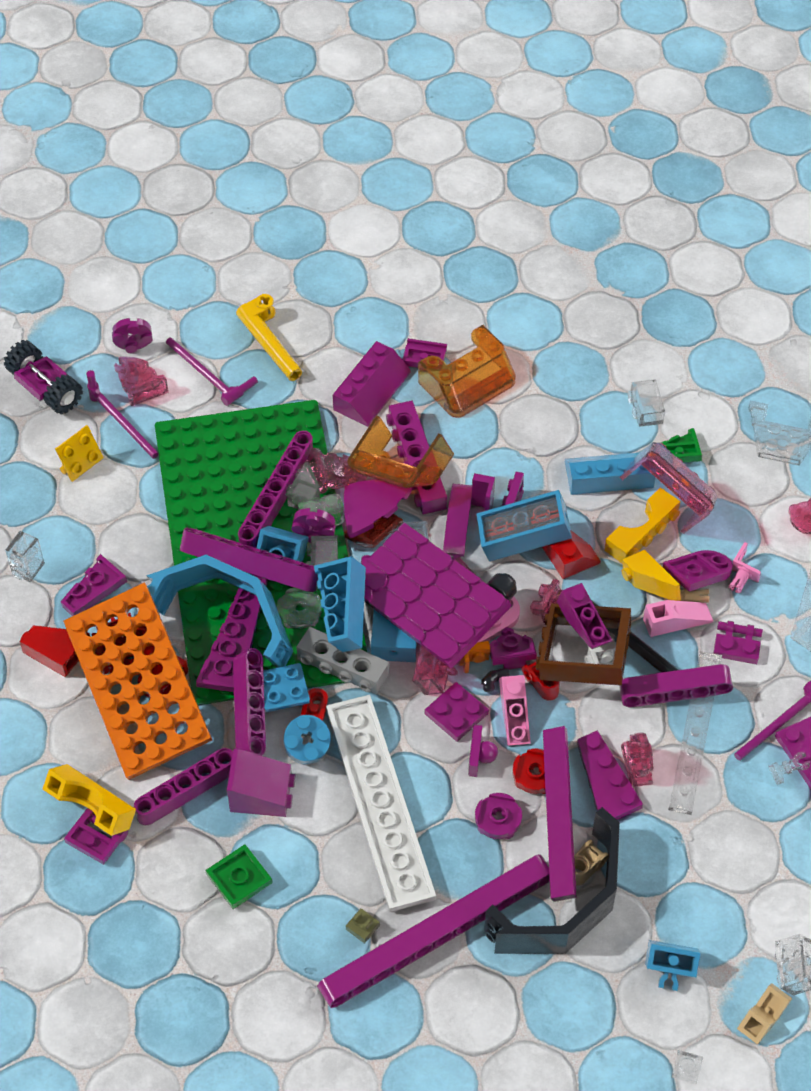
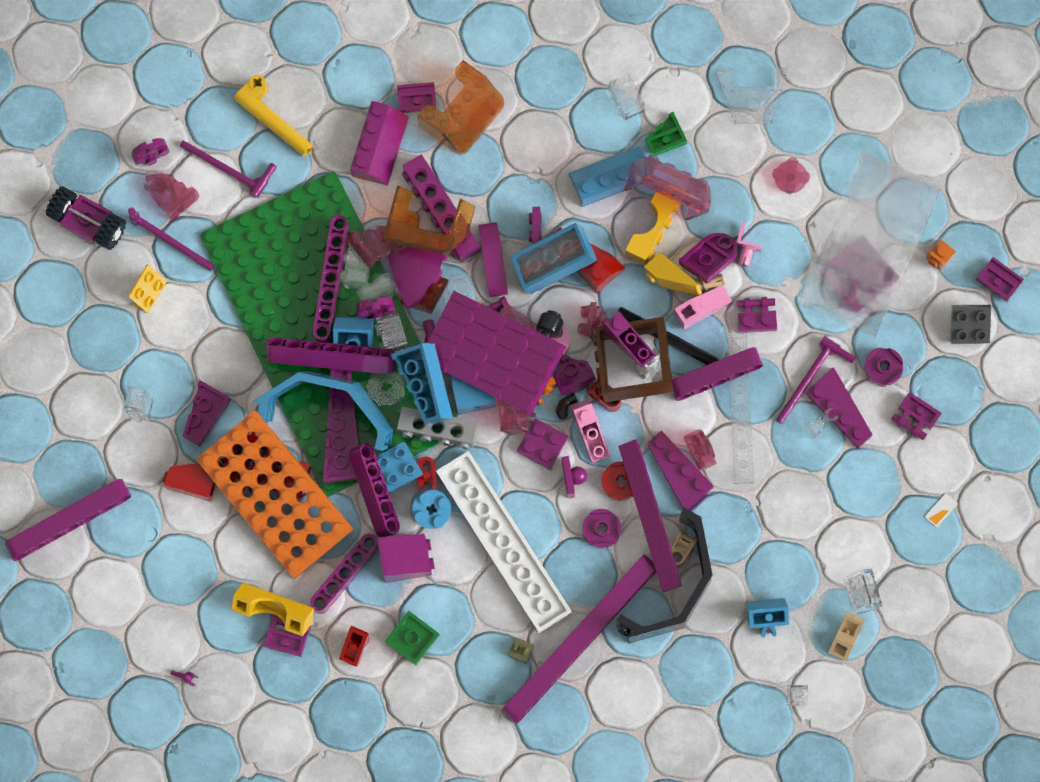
camera: 10 degrees left, 20 degrees up
(168, 864) = (354, 646): none -> red slope
(483, 491) = (509, 232): magenta panel -> none

